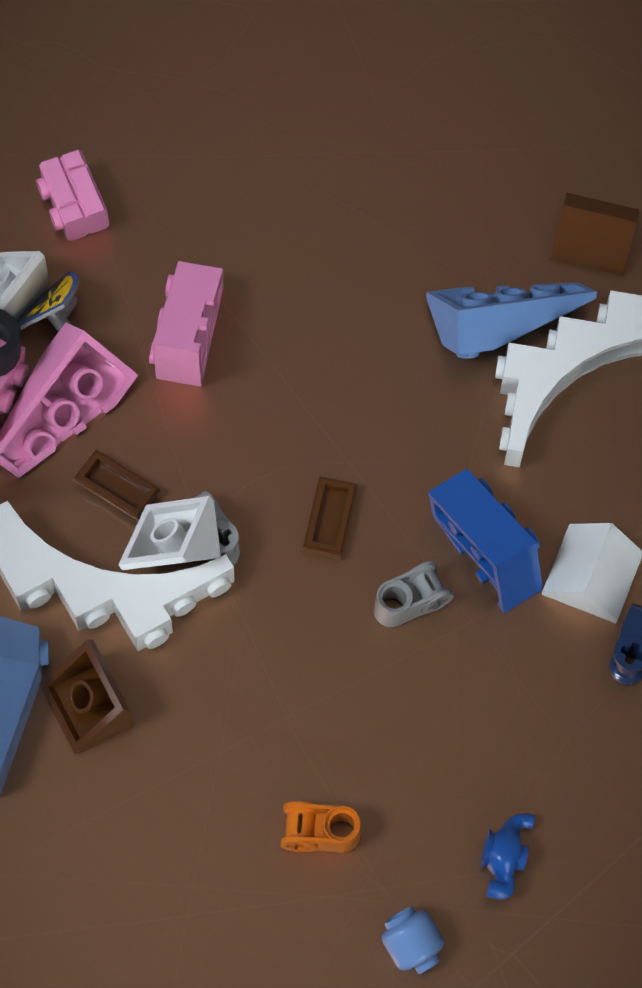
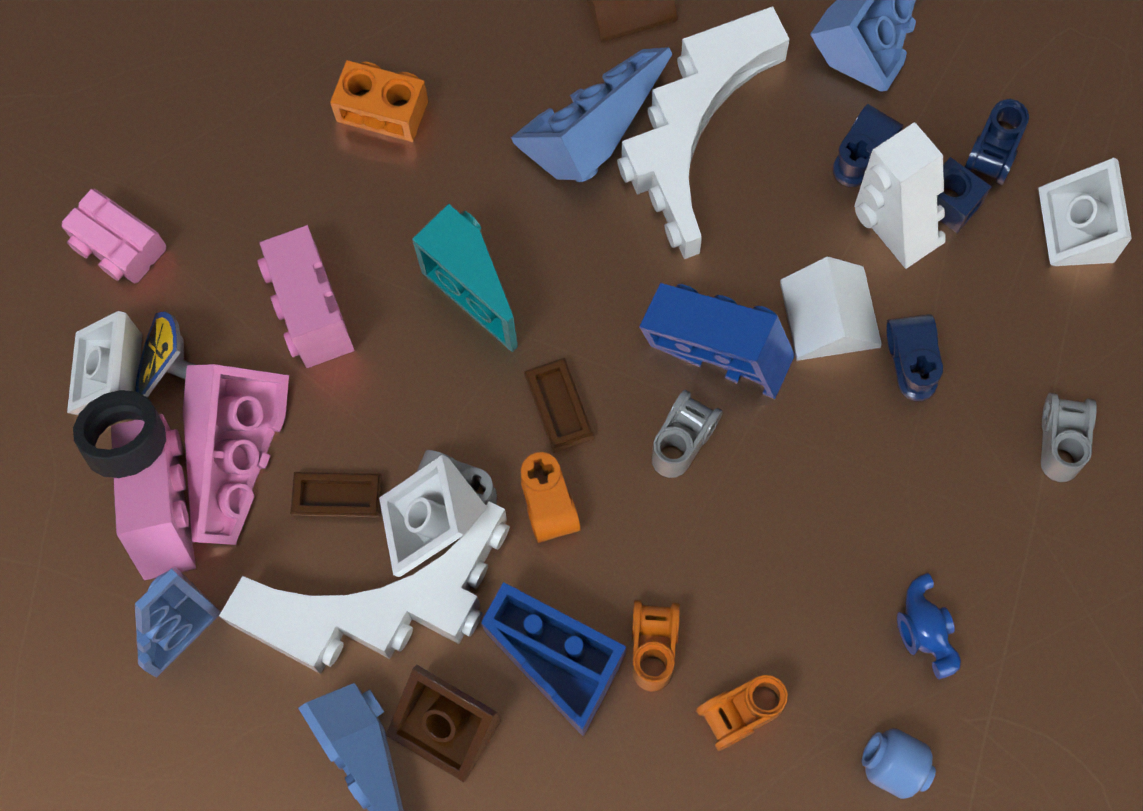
camera: 25 degrees left, 5 degrees up
(204, 698) = (555, 652): none -> blue wedge
(272, 585) = (548, 504): none -> orange piece
(287, 731) = (654, 636): none -> orange piece
(320, 364) = (459, 264): none -> teal slope
(334, 210) = (376, 108): none -> orange brick

